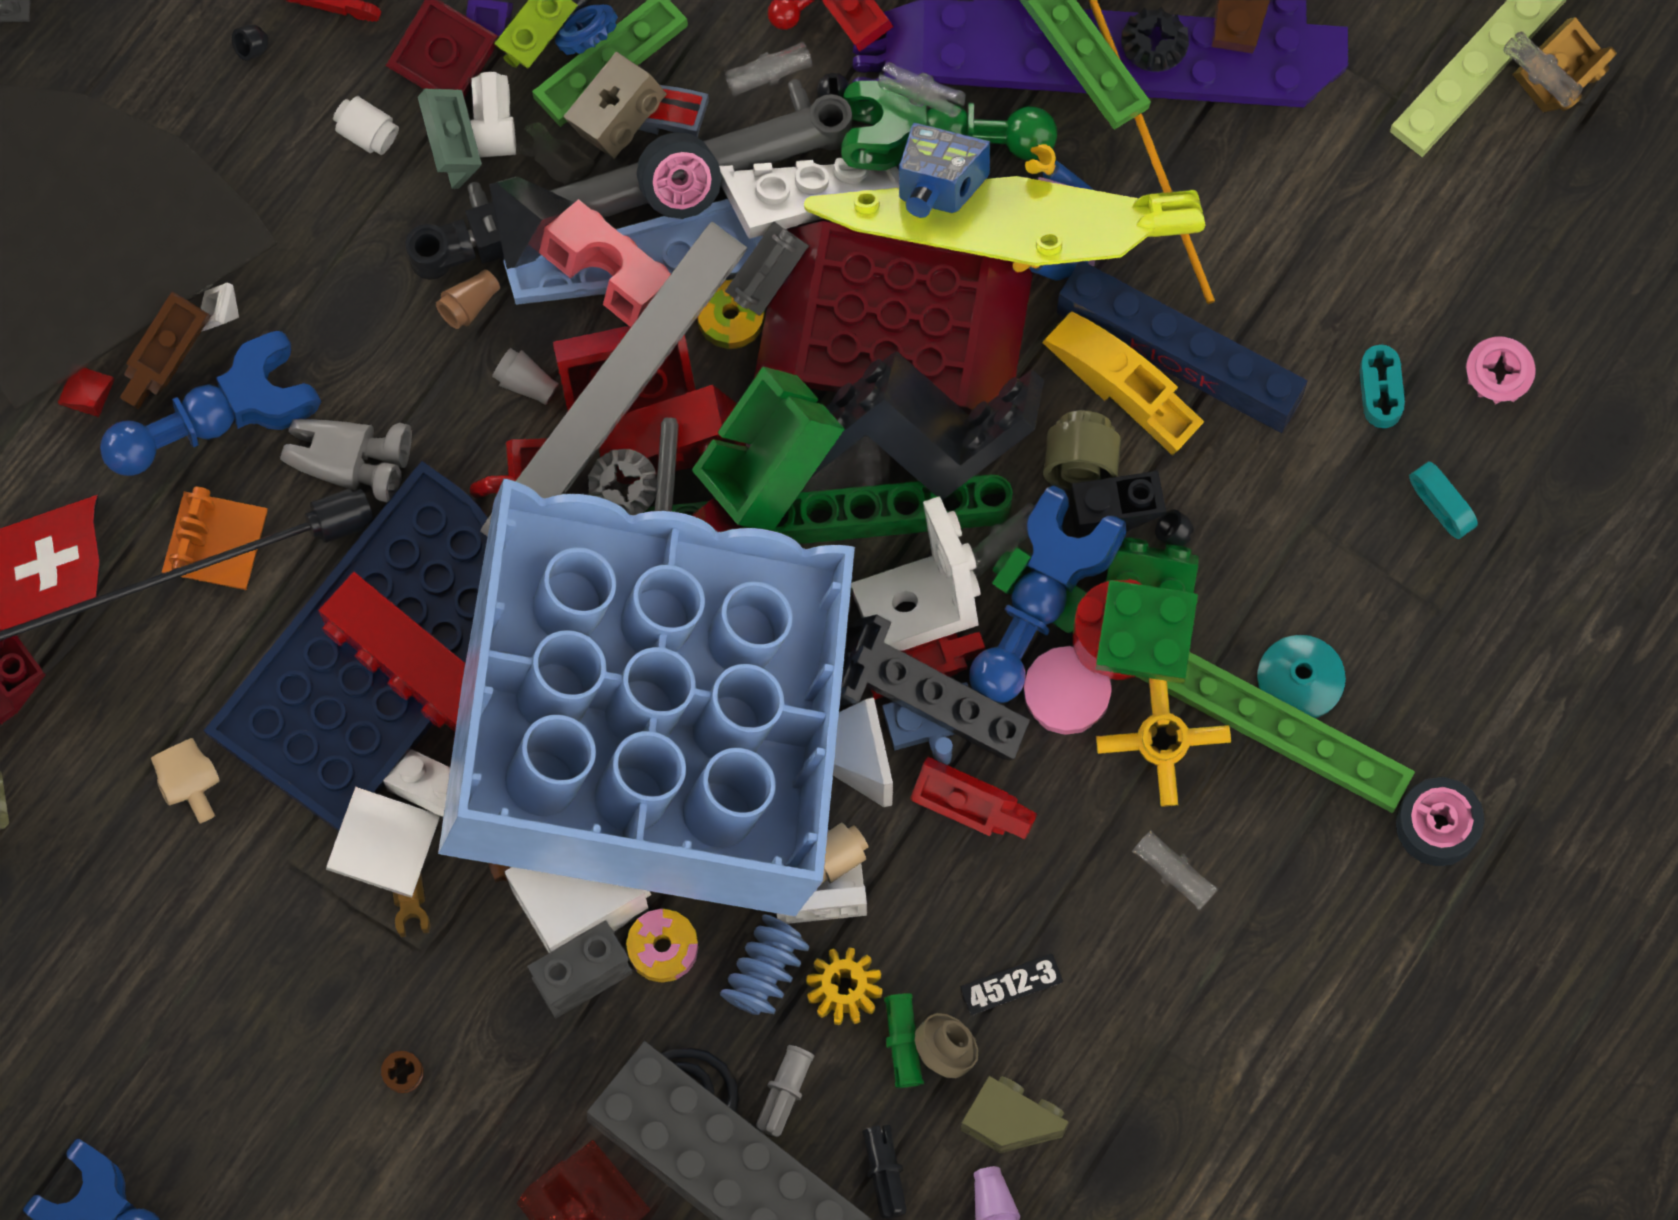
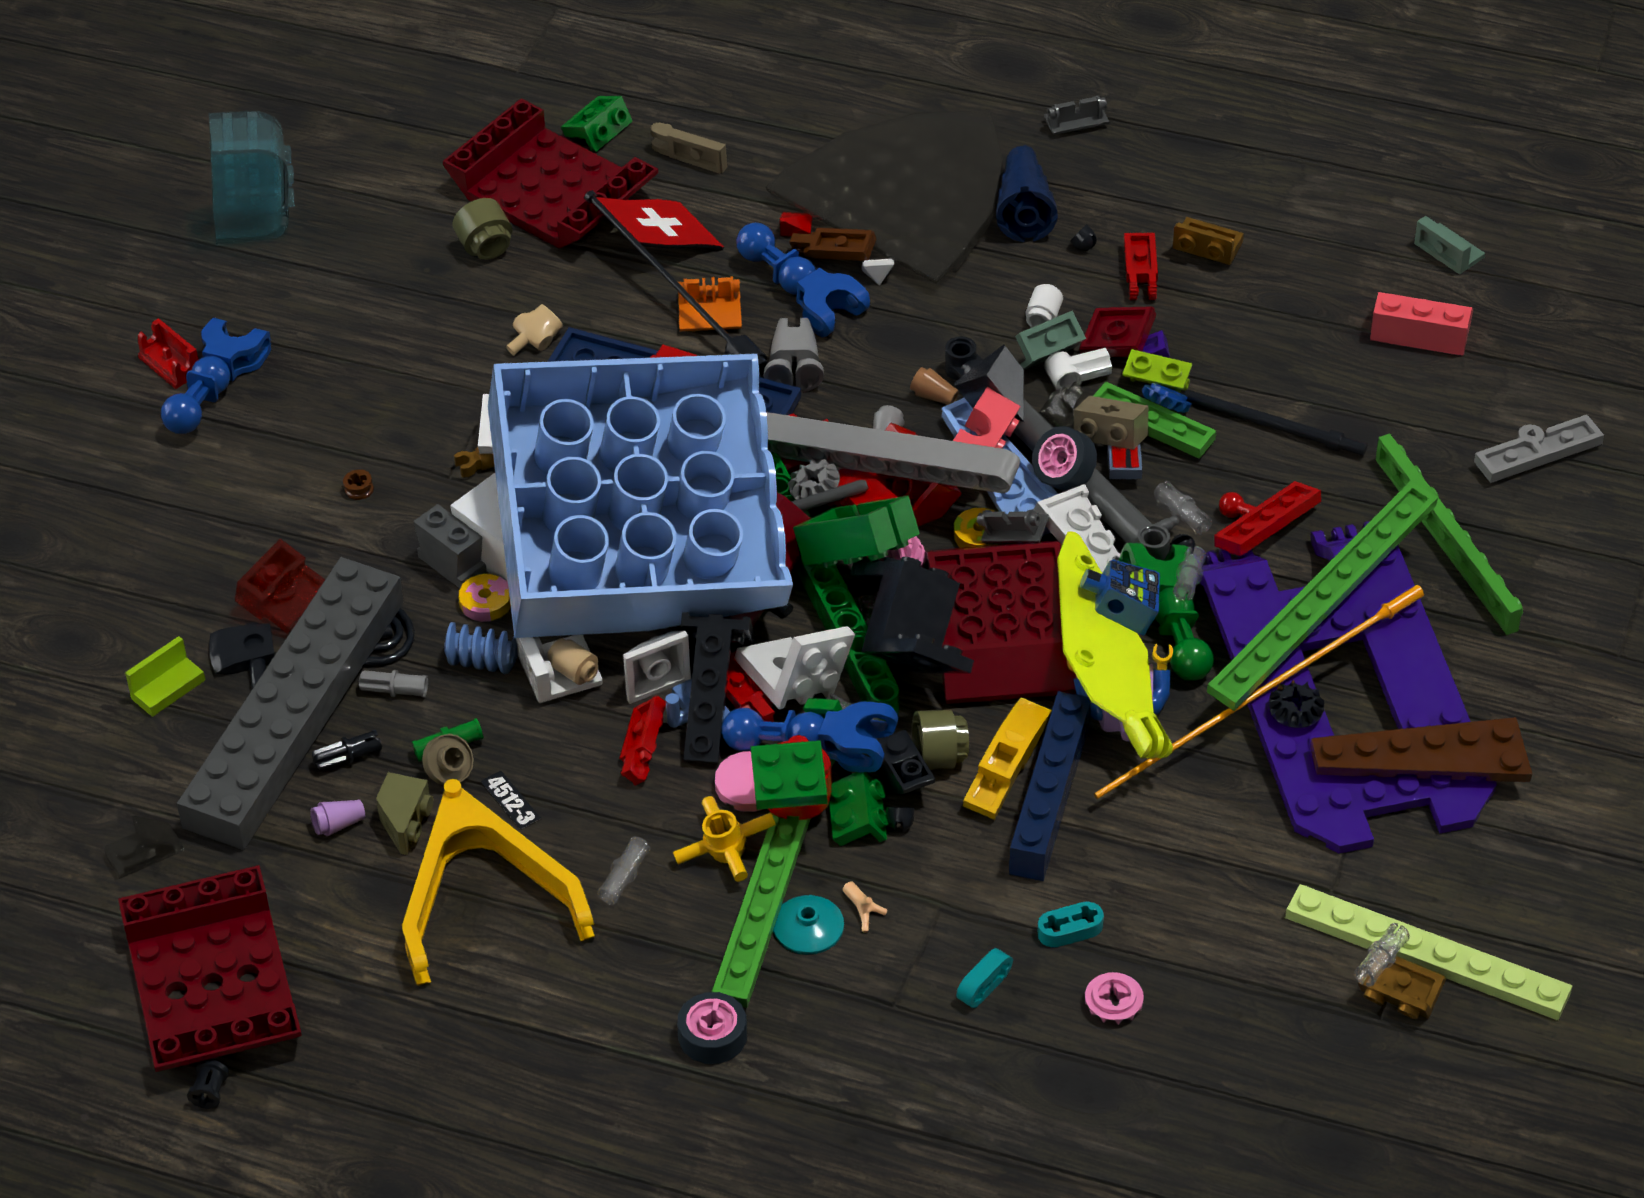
camera: 75 degrees right, 25 degrees down
(164, 87) = (1024, 201): none -> dark blue cone
(828, 992) = (479, 695): yellow gear -> none
(1064, 1054) = (468, 824): none -> yellow piece
(1292, 606) = (863, 903): none -> light nougat bar

